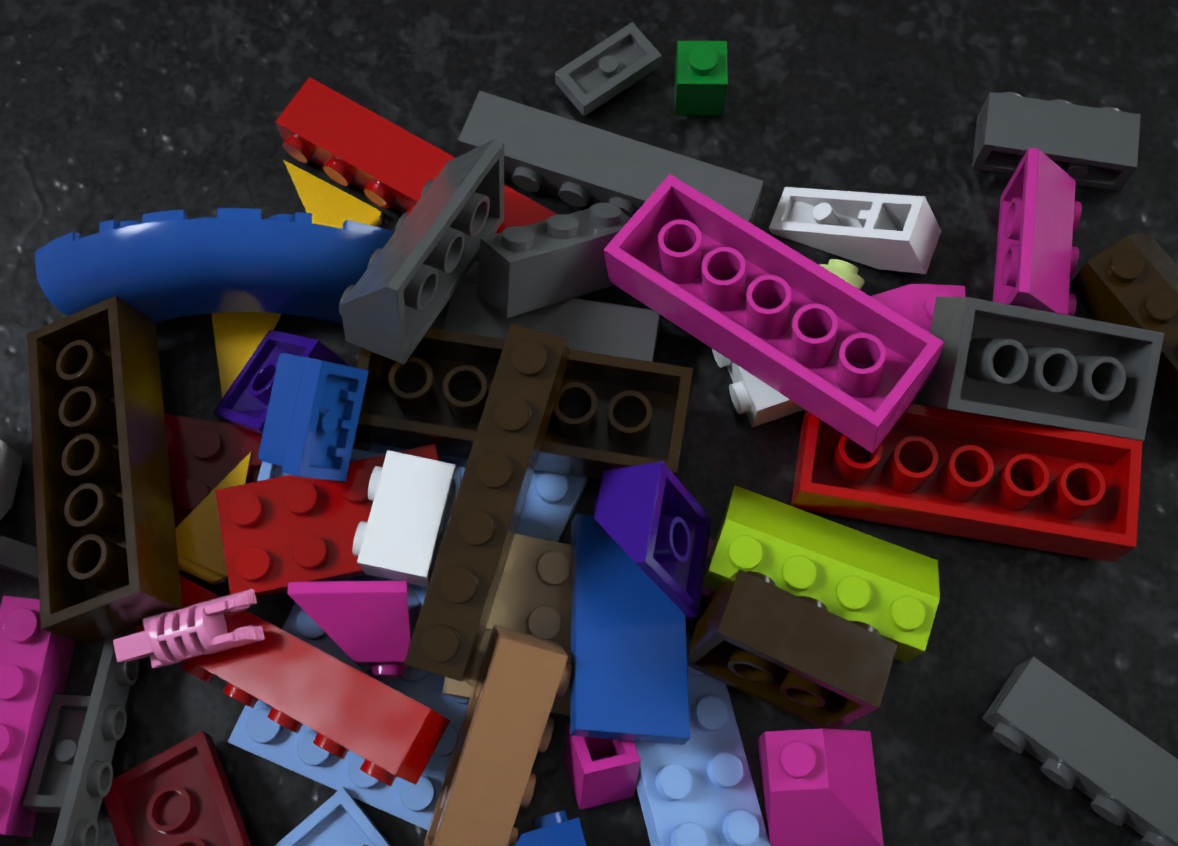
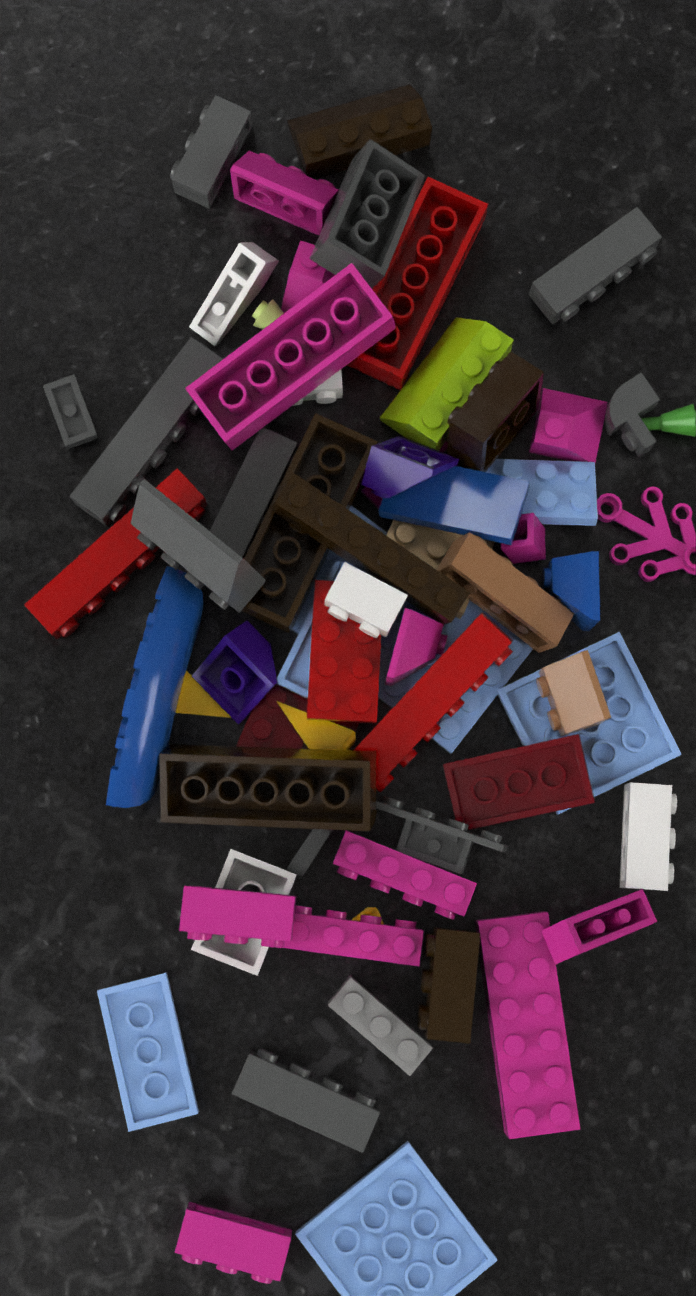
camera: 80 degrees left, 10 degrees up
(189, 632) = (392, 748): bright pink hinge -> none
(312, 417) = (281, 645): blue bracket -> none
(328, 203) = (121, 616): yellow sticker -> none
(548, 259) = (210, 476): dark grey brick -> none
(700, 77) = (99, 354): green brick -> none

